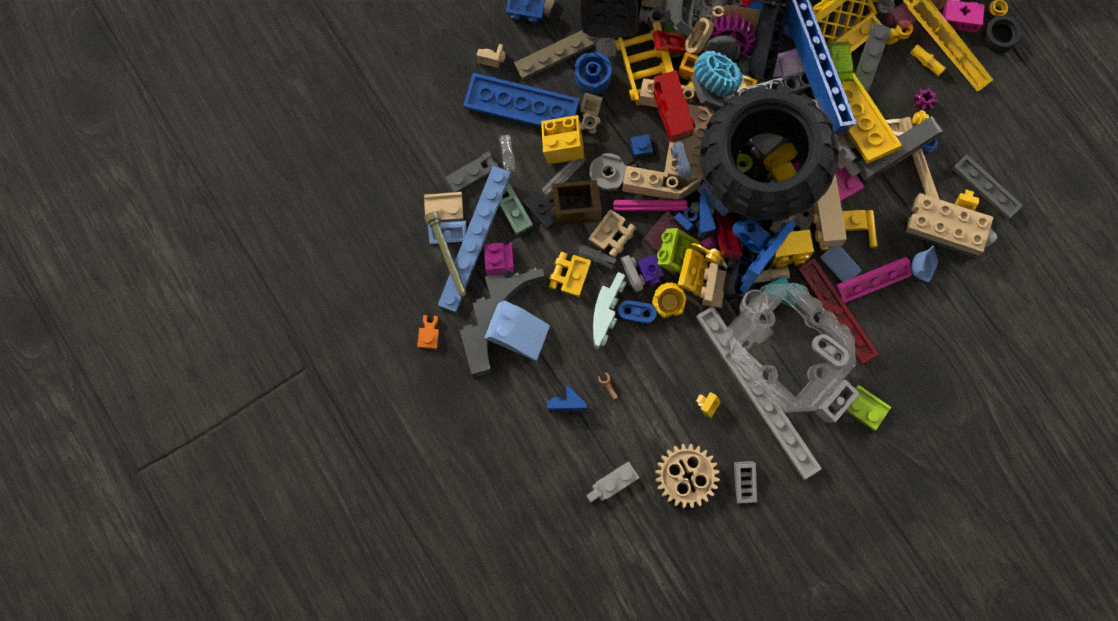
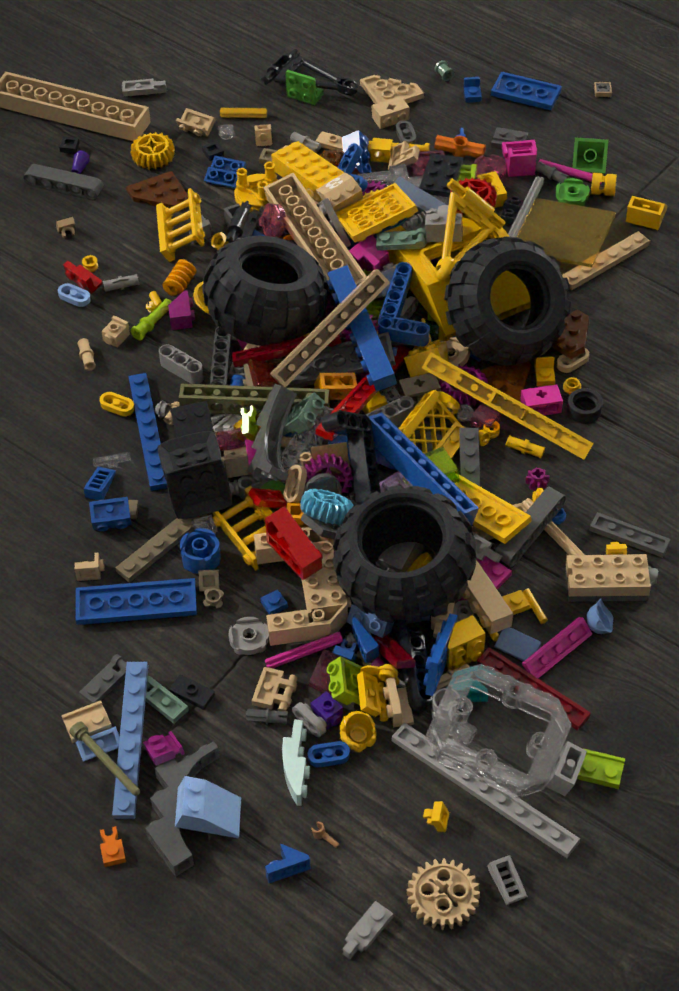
camera: 20 degrees left, 25 degrees down
(507, 153) = (136, 649): clear axle -> none
(562, 139) = (191, 618): yellow slope -> none
(563, 174) = (203, 652): clear axle -> none
(575, 216) = (230, 681): dark brown window -> none
(575, 275) = (251, 741): yellow plate -> none
(683, 167) = (320, 588): sand blue plate -> none
(751, 235) = (419, 639): blue piece -> none
(829, 350) = (539, 716): light grey plate -> none

